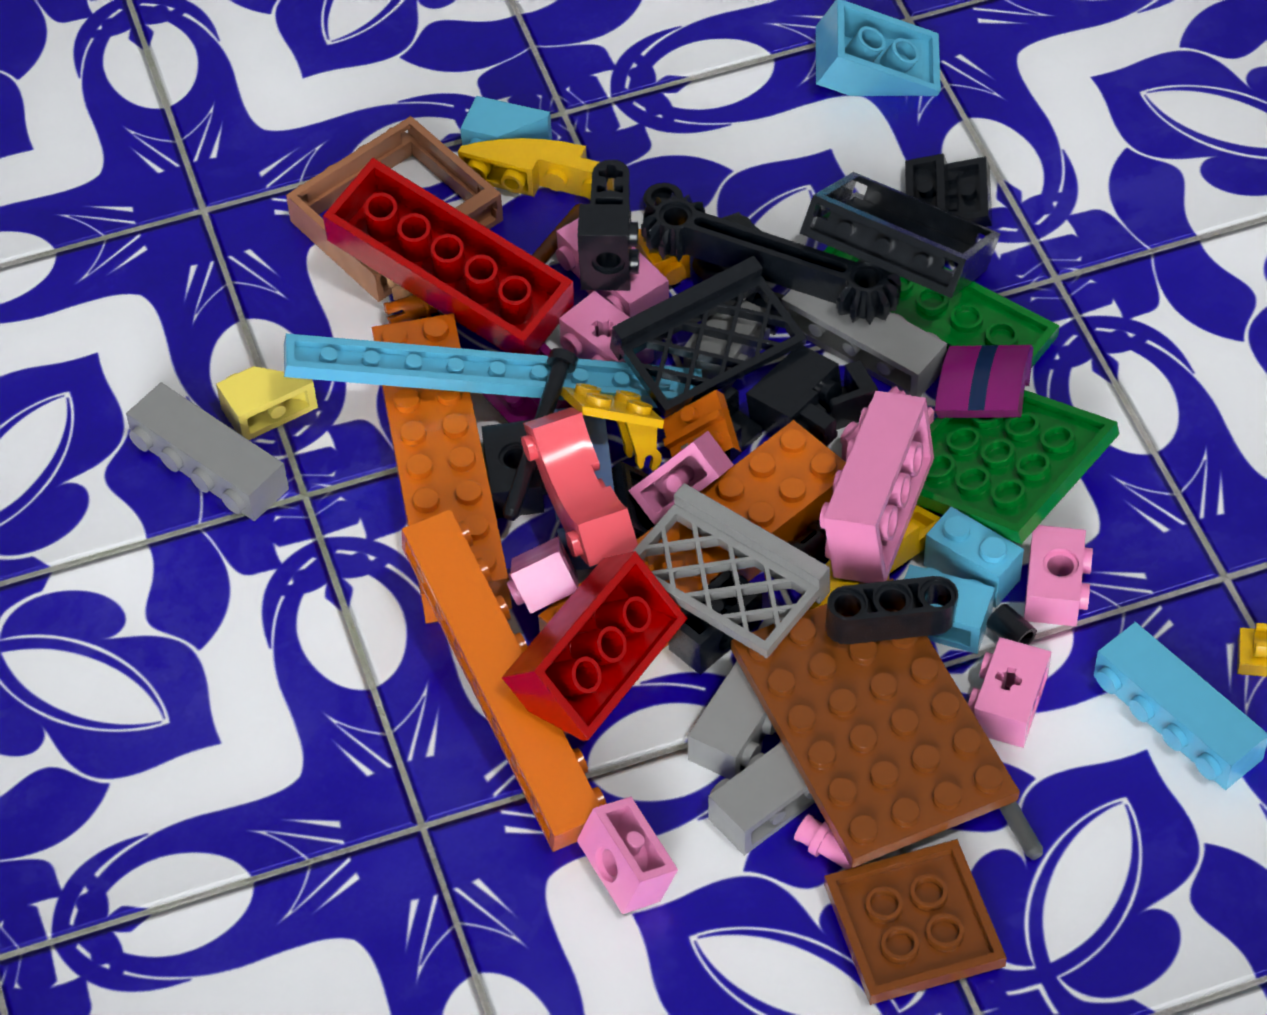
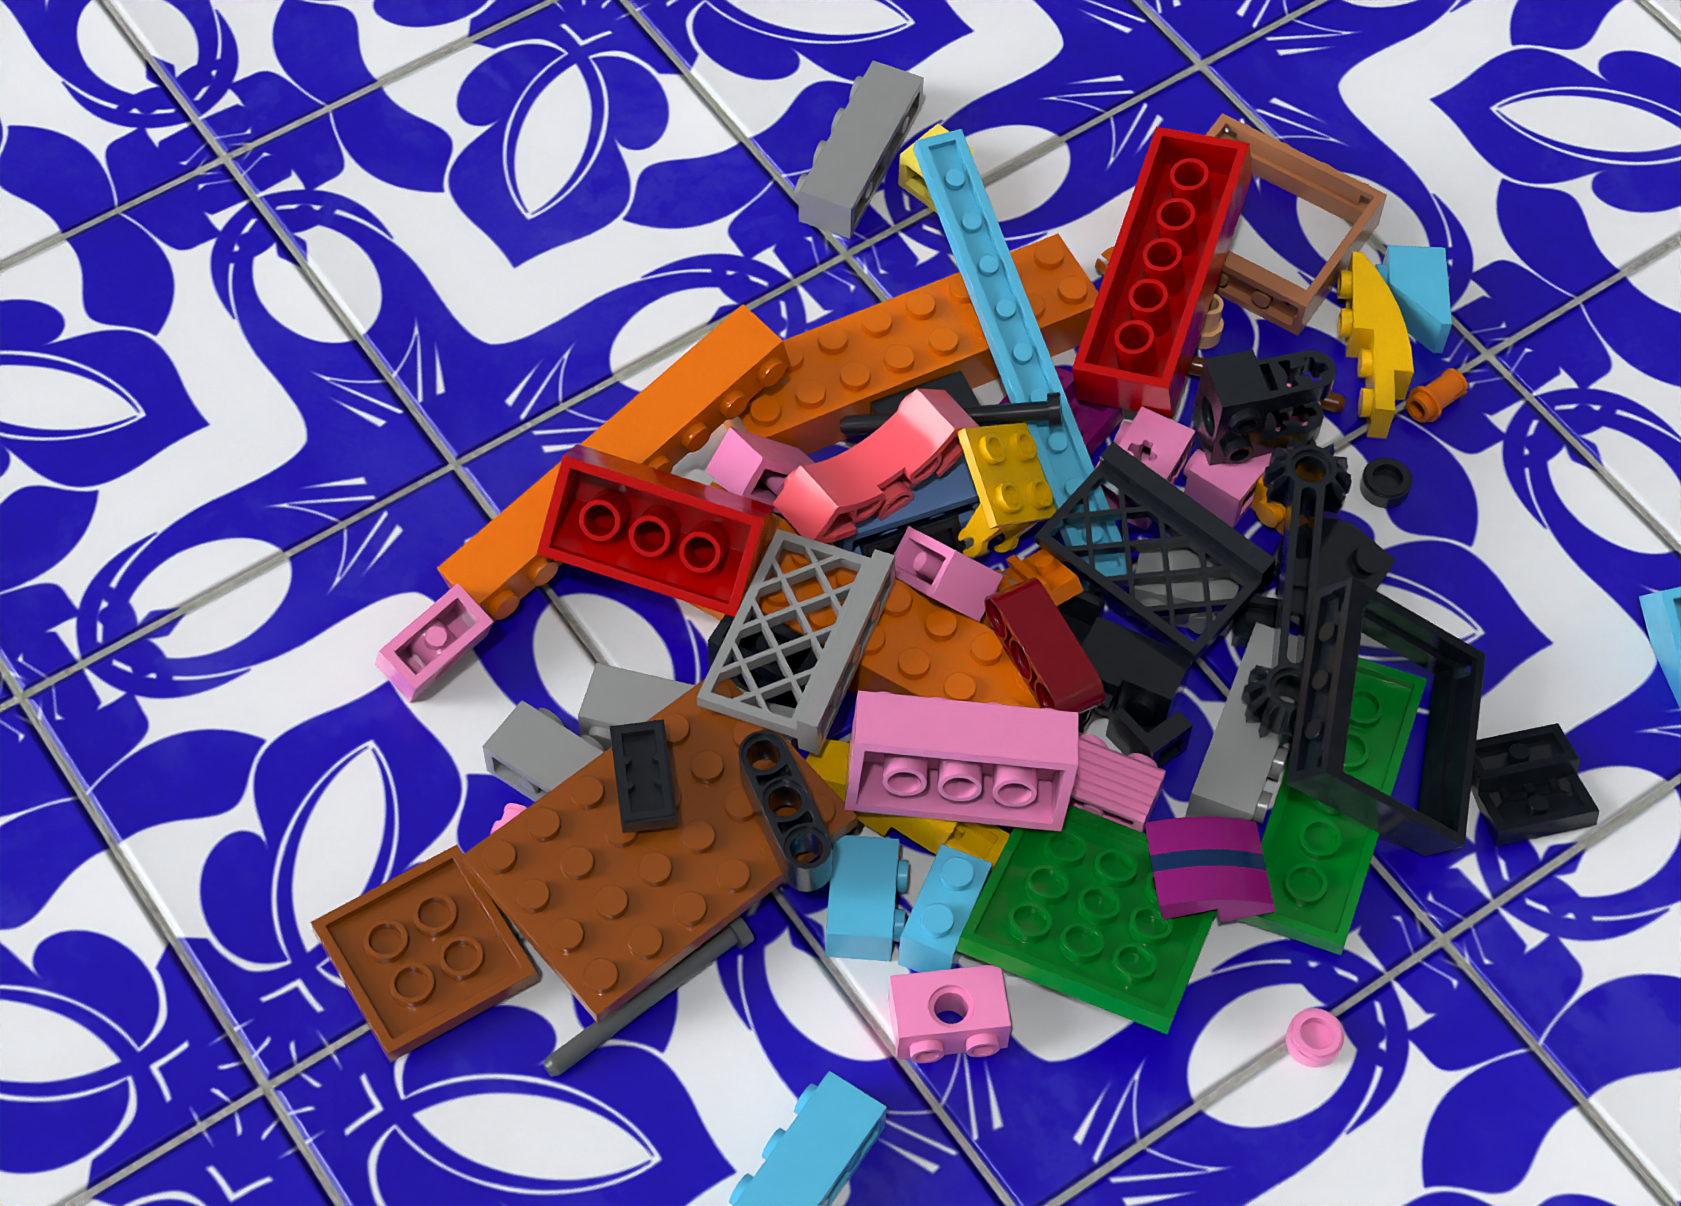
camera: 70 degrees right, 5 degrees up
(597, 144) = (1427, 401): none -> orange pin
(787, 418) = (1044, 648): none -> dark red beam
(830, 702) = (643, 776): none -> black plate
(1010, 625) = (861, 980): black hinge -> none
(1010, 690) = (736, 1007): bright pink brick -> none
(1119, 368) = (1315, 1037): none -> bright pink tile

